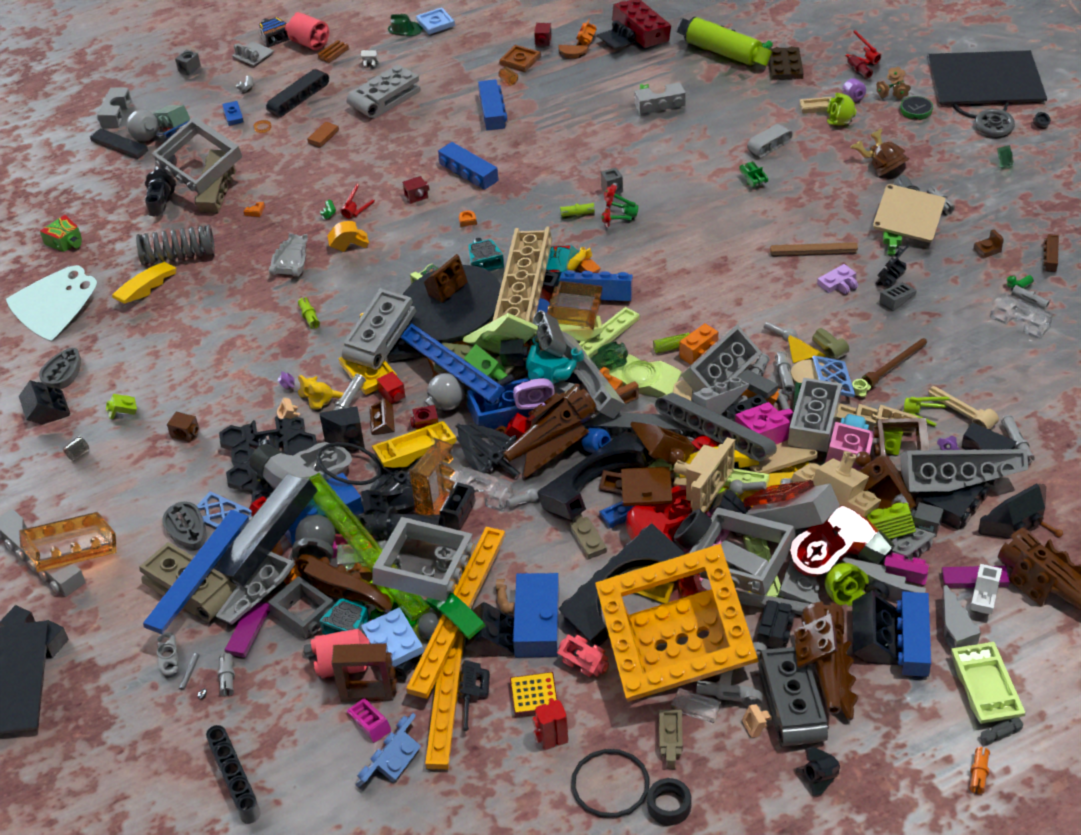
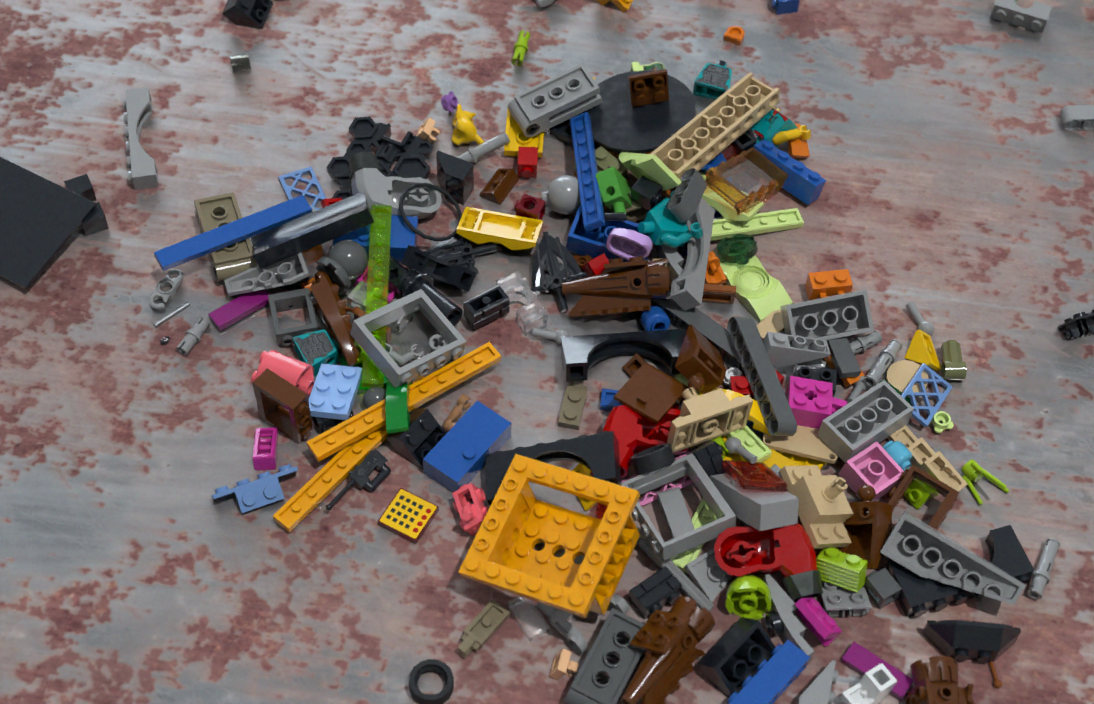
camera: 30 degrees right, 10 degrees up
(68, 541) = (163, 143): clear orange window -> none
(121, 404) = (305, 44): lime bracket -> none
(183, 426) = (334, 94): reddish brown brick -> none
(193, 519) = (258, 184): dark grey piece -> none
(236, 781) = (129, 432): black beam -> none
(428, 478) = (472, 271): clear orange window -> none
(550, 725) = (391, 551): red brick -> none
(577, 210) = (840, 84): lime pin -> none
(608, 814) = (391, 601): black piece -> none
(610, 177) = (893, 74): dark grey brick -> none
(629, 209) = (886, 113): plant -> none
(671, 340) = (802, 267): lime piece -> none
(753, 174) = (1038, 146): green arm -> none
(821, 248) = (1029, 256): medium nougat axle -> none
(840, 279) = (1022, 300): lavender hinge -> none
(873, 377) = (961, 420): reddish brown piece -> none
(894, 297) = (1052, 346): dark grey slope -> none
(952, 441) = (975, 532): medium lavender plate -> none
(984, 418) = (1027, 526): tan axle -> none

